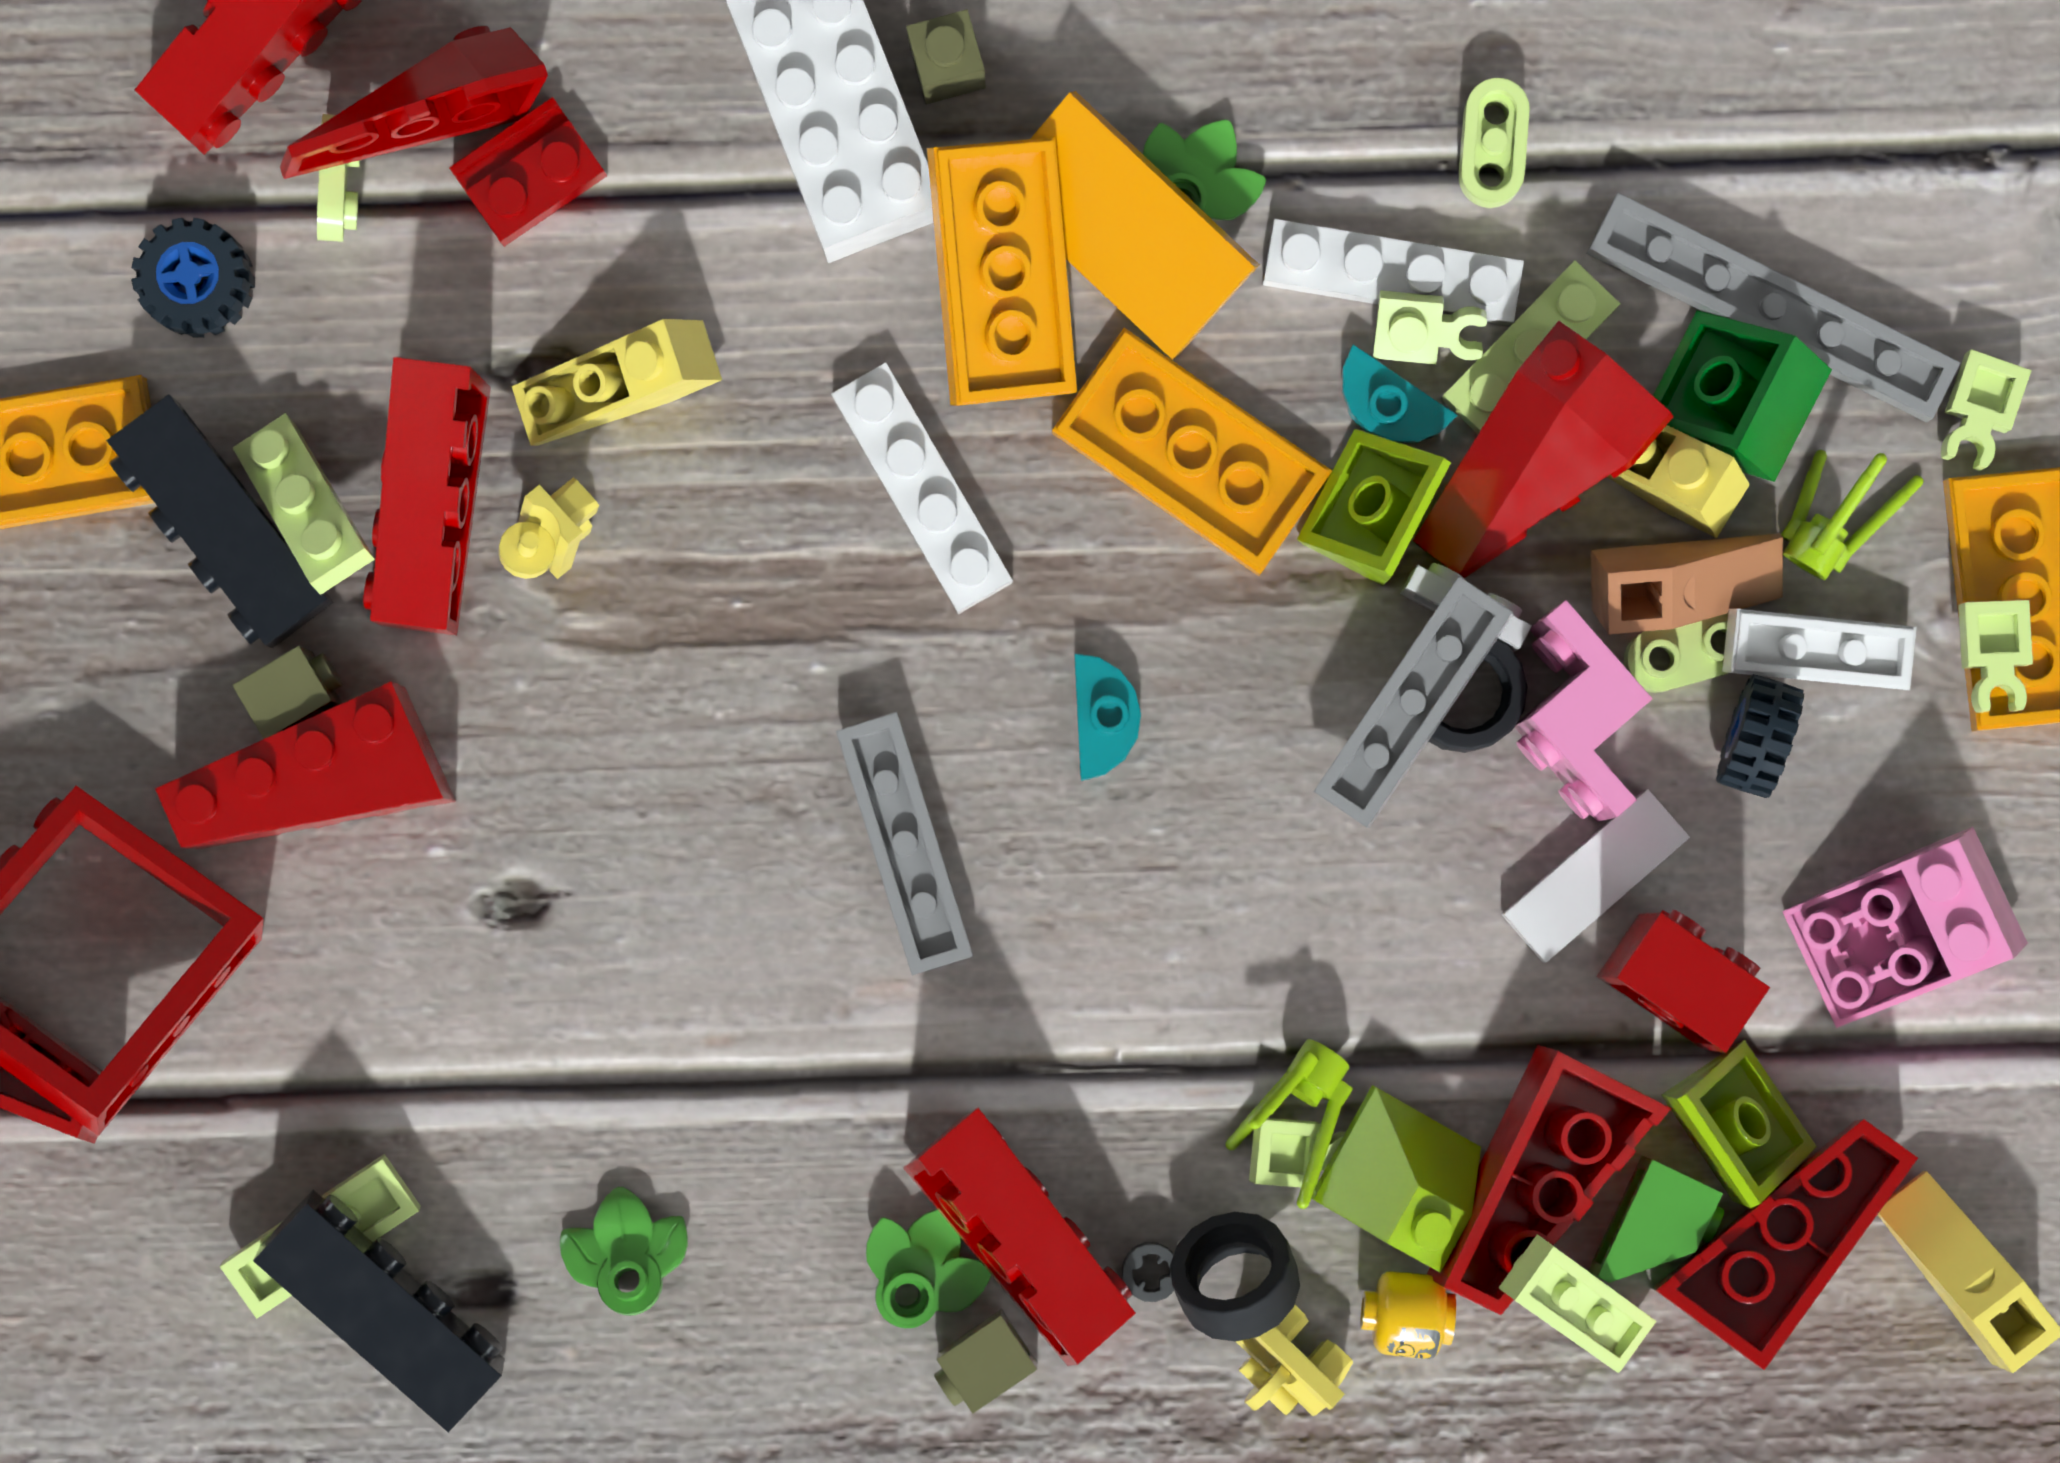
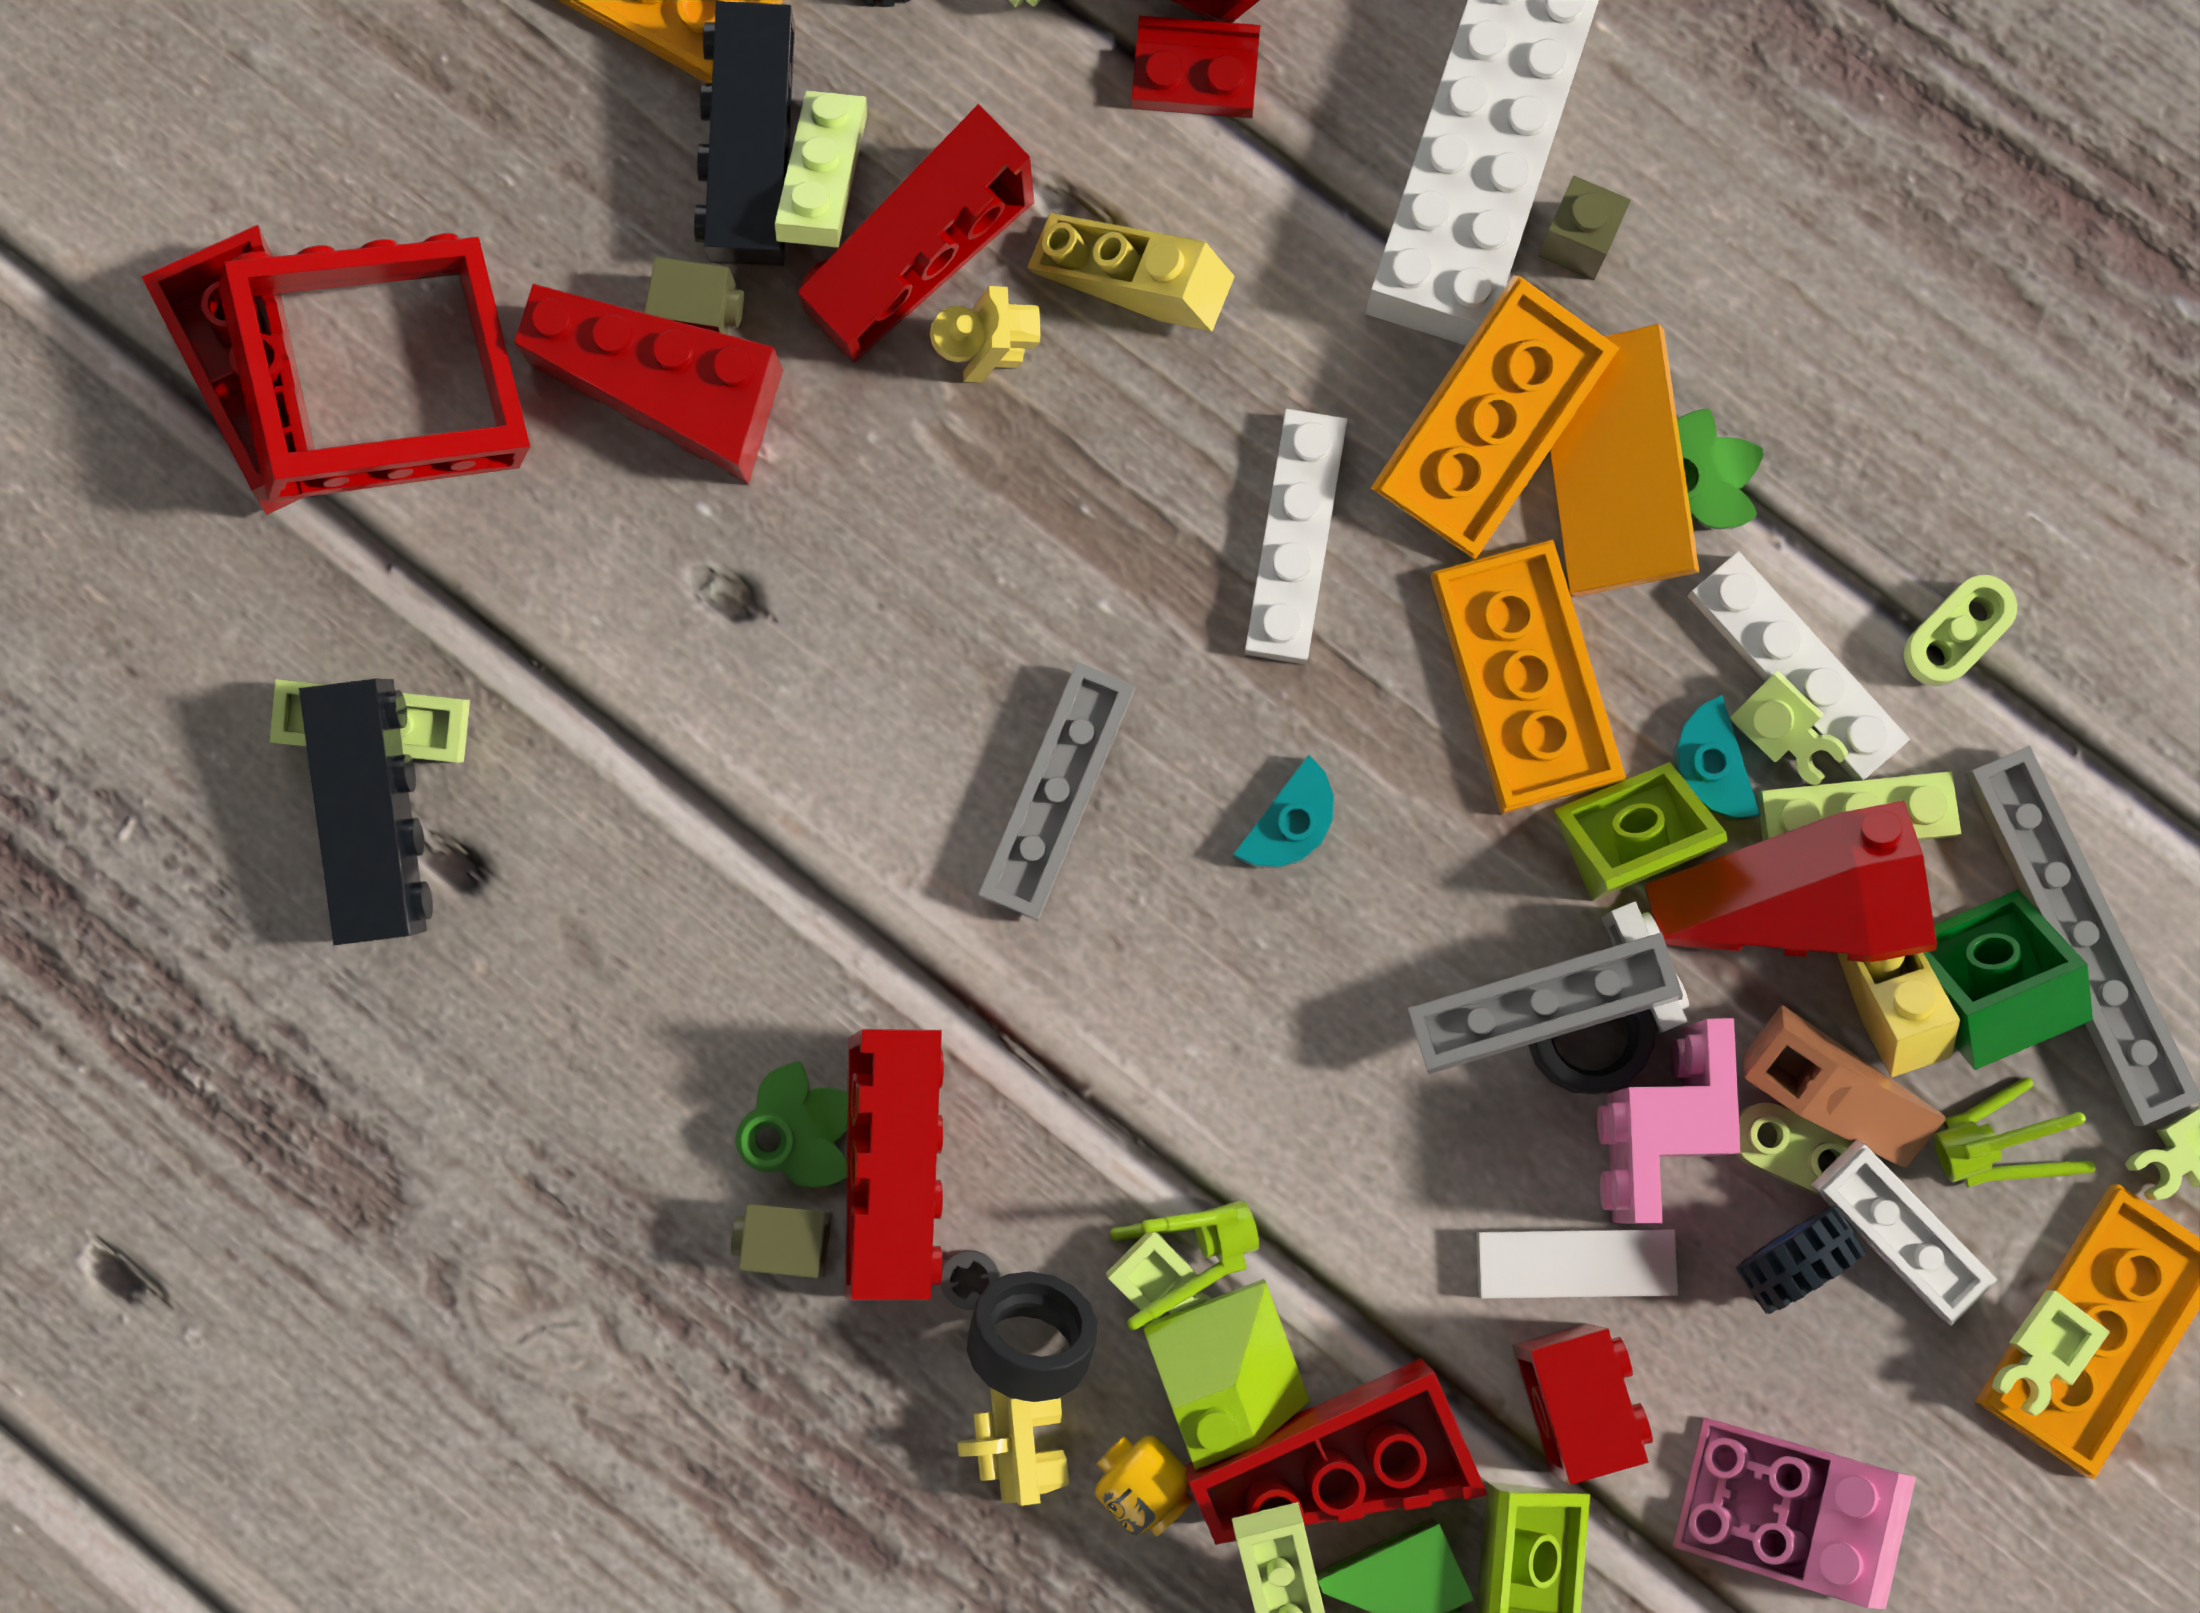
camera: 40 degrees right, 5 degrees down
(625, 1242) = (590, 916): bright green plate -> none

